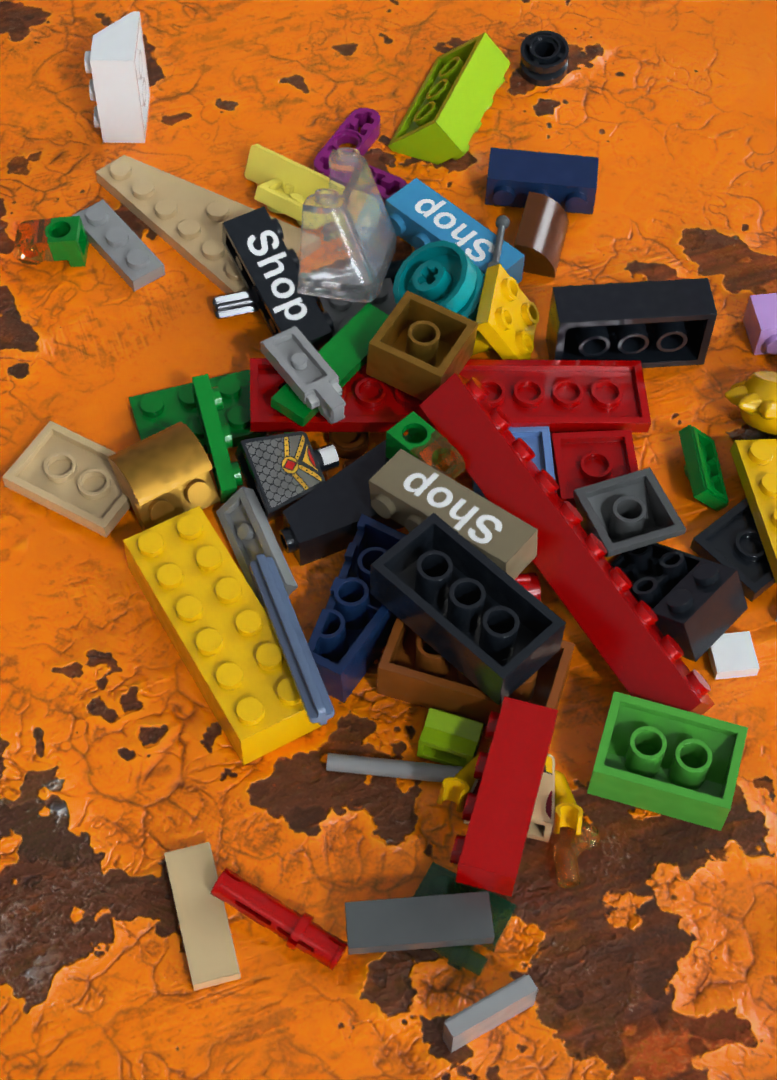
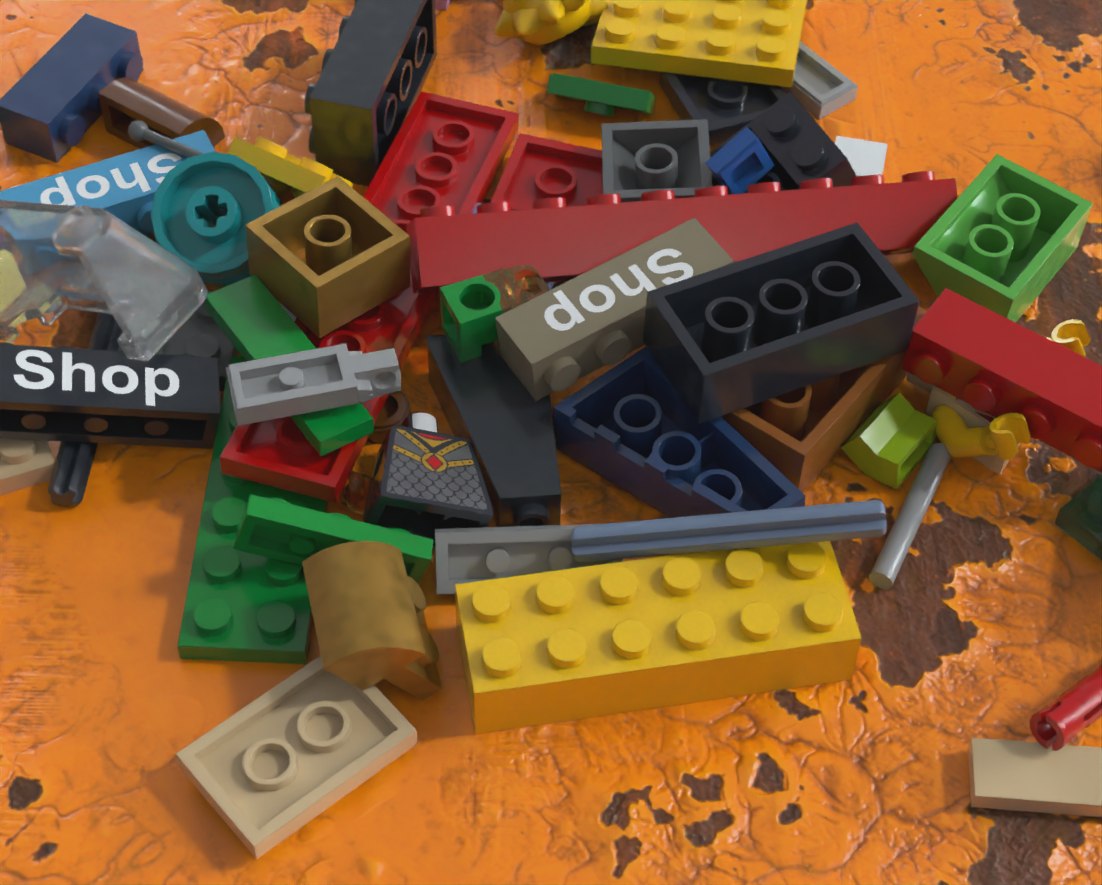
camera: 70 degrees left, 5 degrees down
(644, 559) = (740, 162): none -> blue tile

